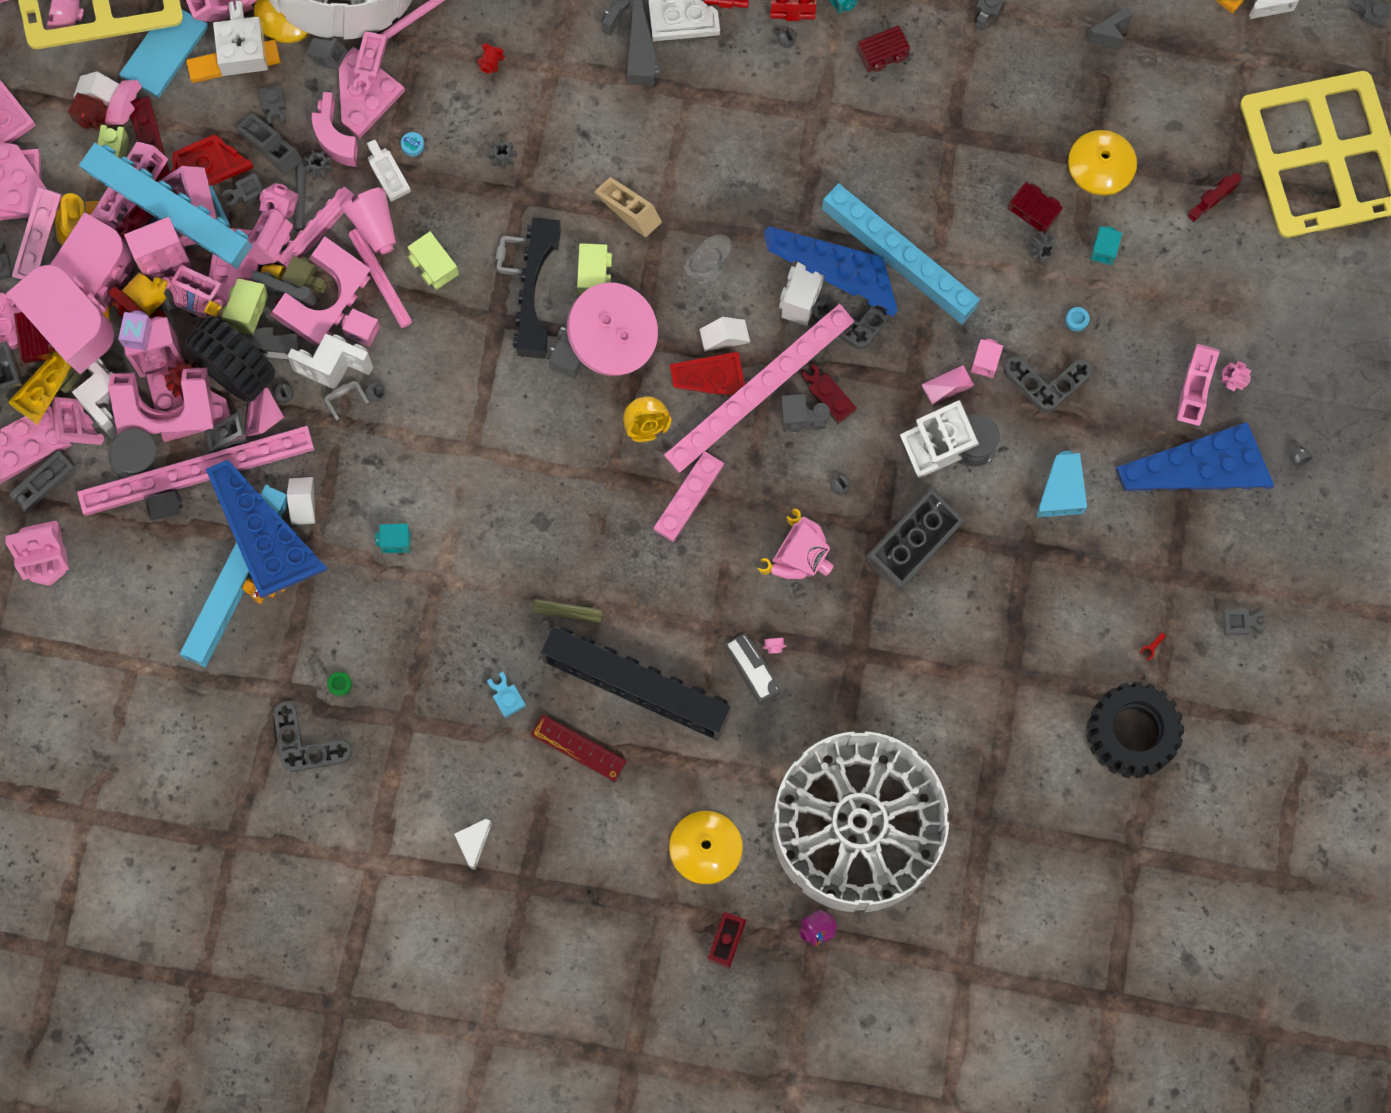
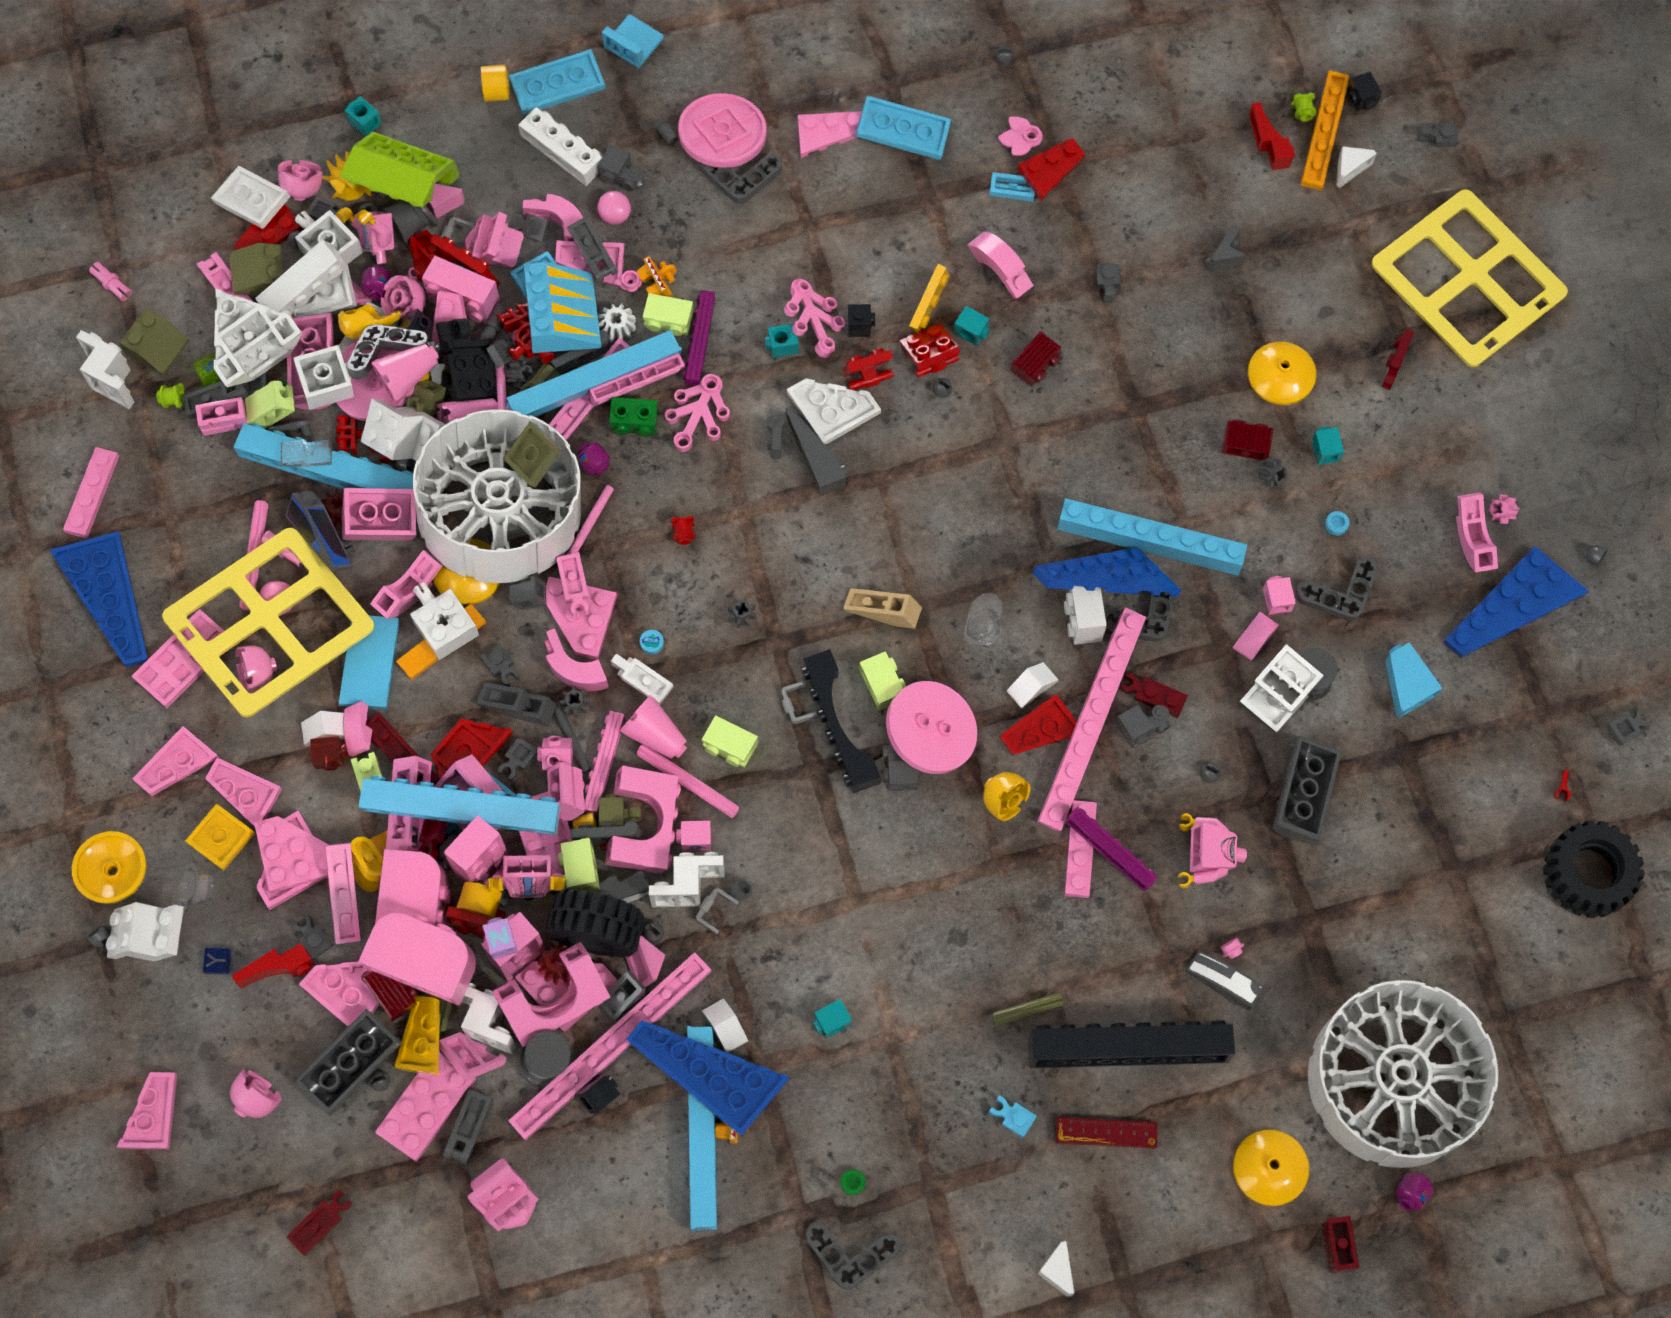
camera: 25 degrees left, 5 degrees down
(713, 508) = (1111, 848): none -> magenta piece

